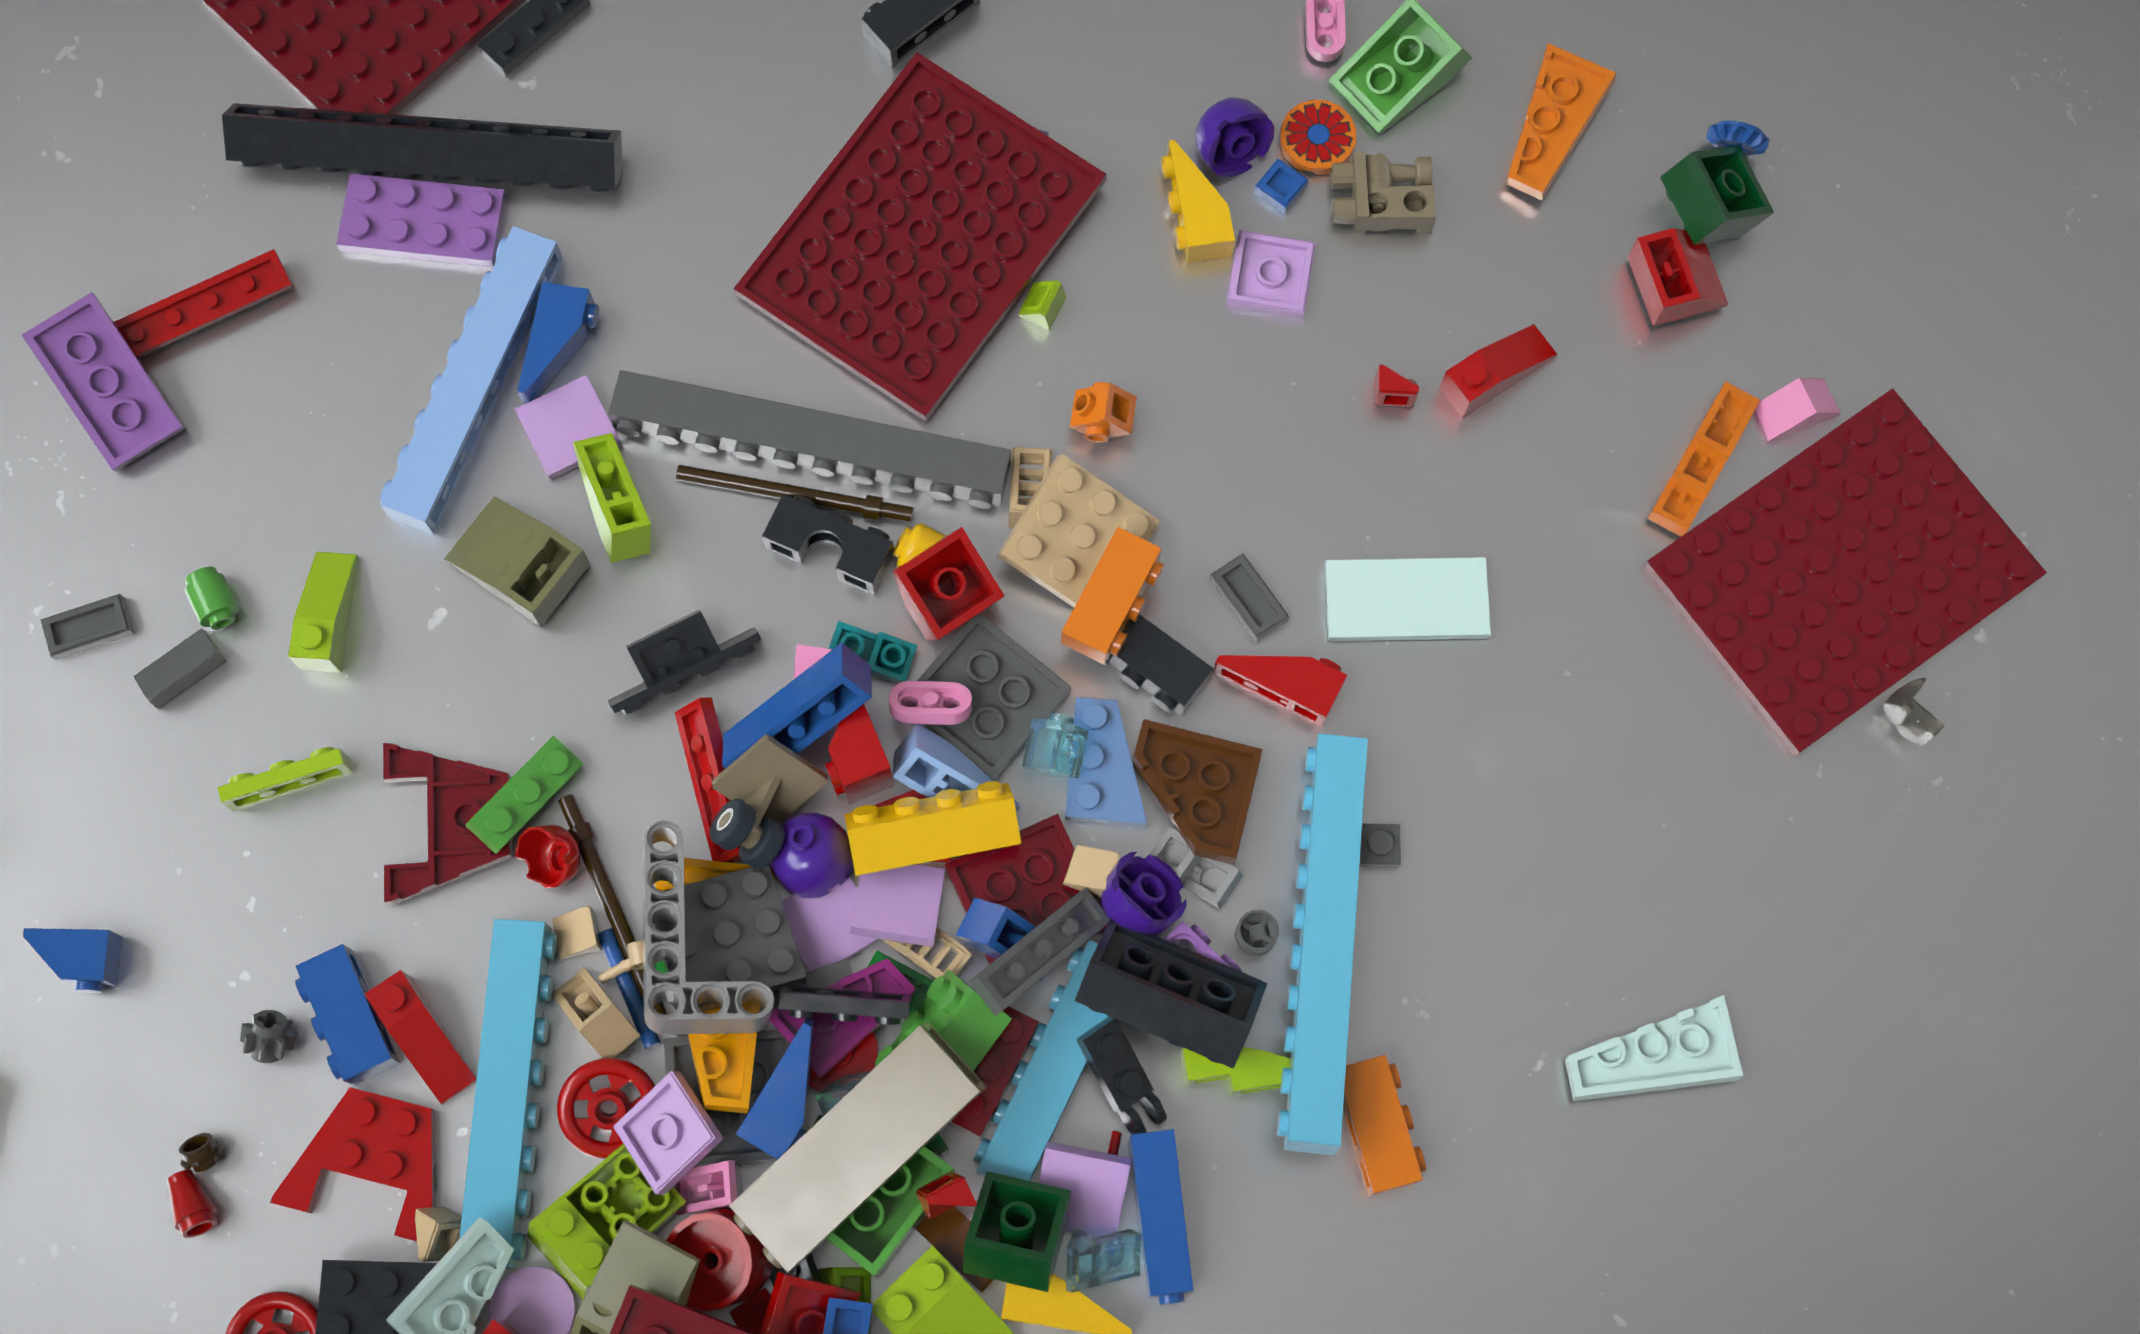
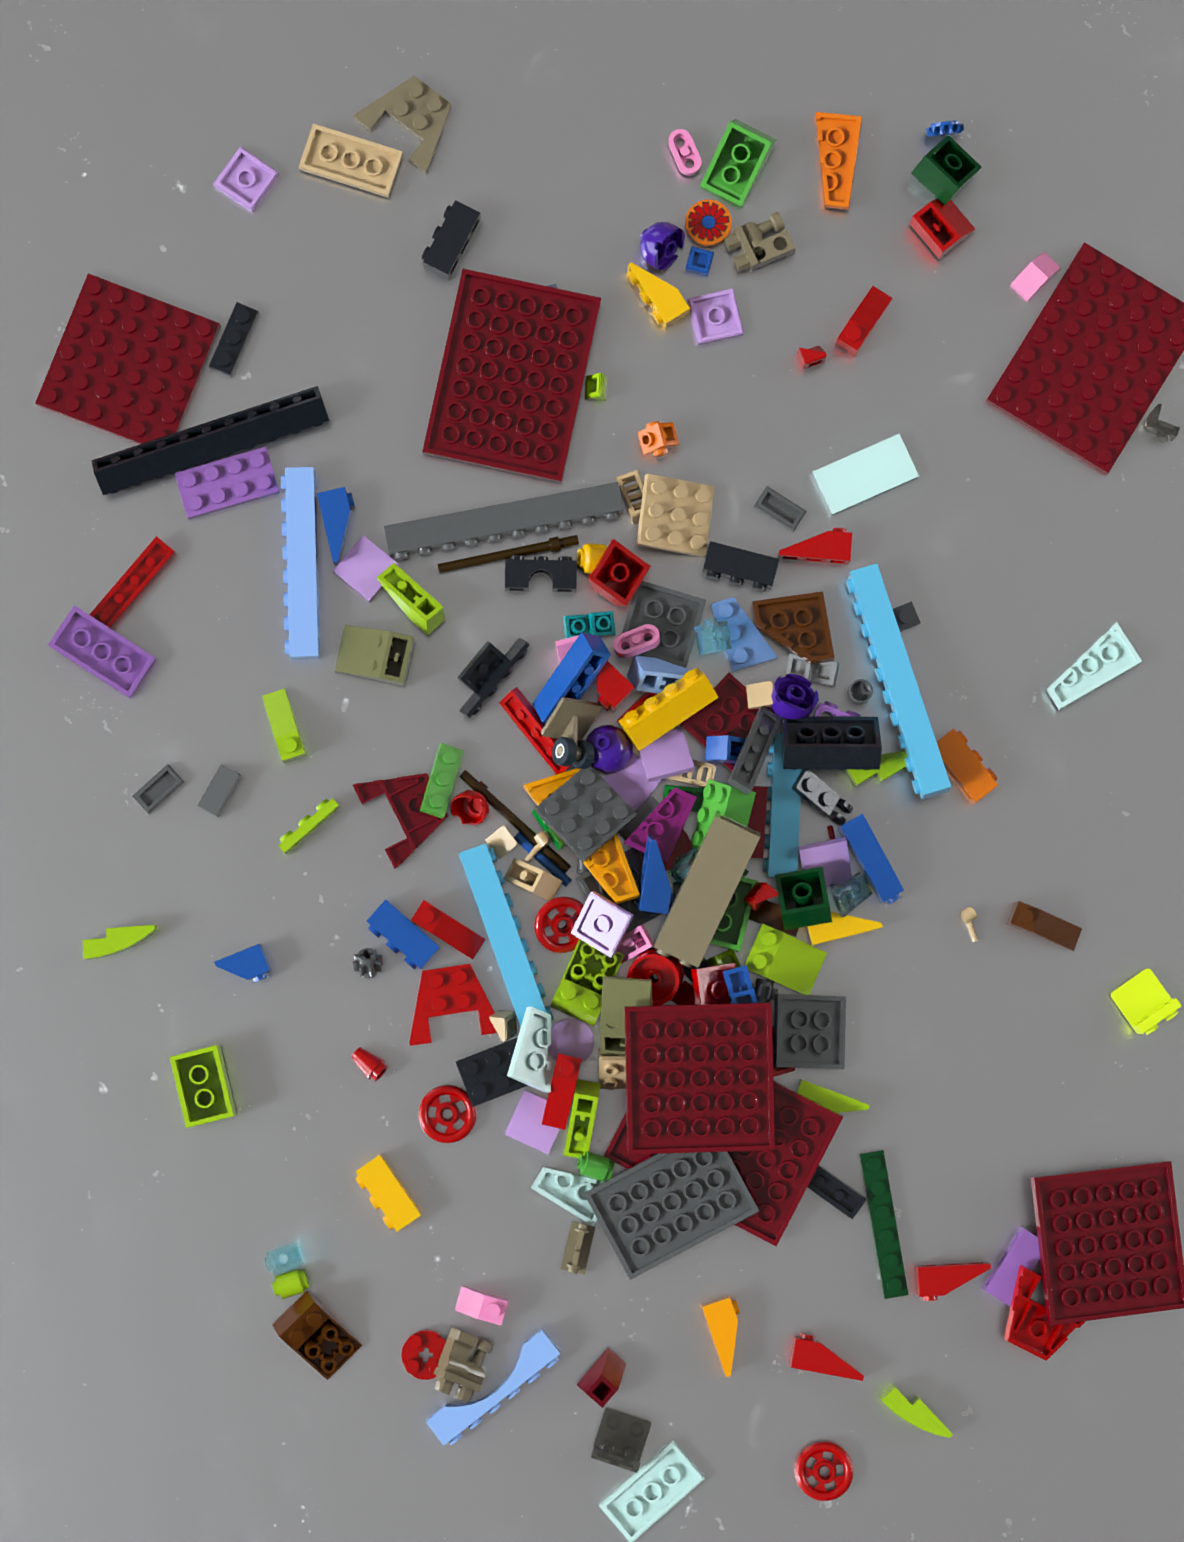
camera: 25 degrees left, 10 degrees up
(200, 1152) = (361, 1036): dark brown plate -> none
(211, 598) = (220, 745): bright green brick -> none
(670, 947) = (567, 830): light grey beam -> none
(845, 1004) = (665, 820): black plate -> none
(1112, 596) = (710, 543): orange brick -> none
(1704, 459) = (996, 326): orange slope -> none

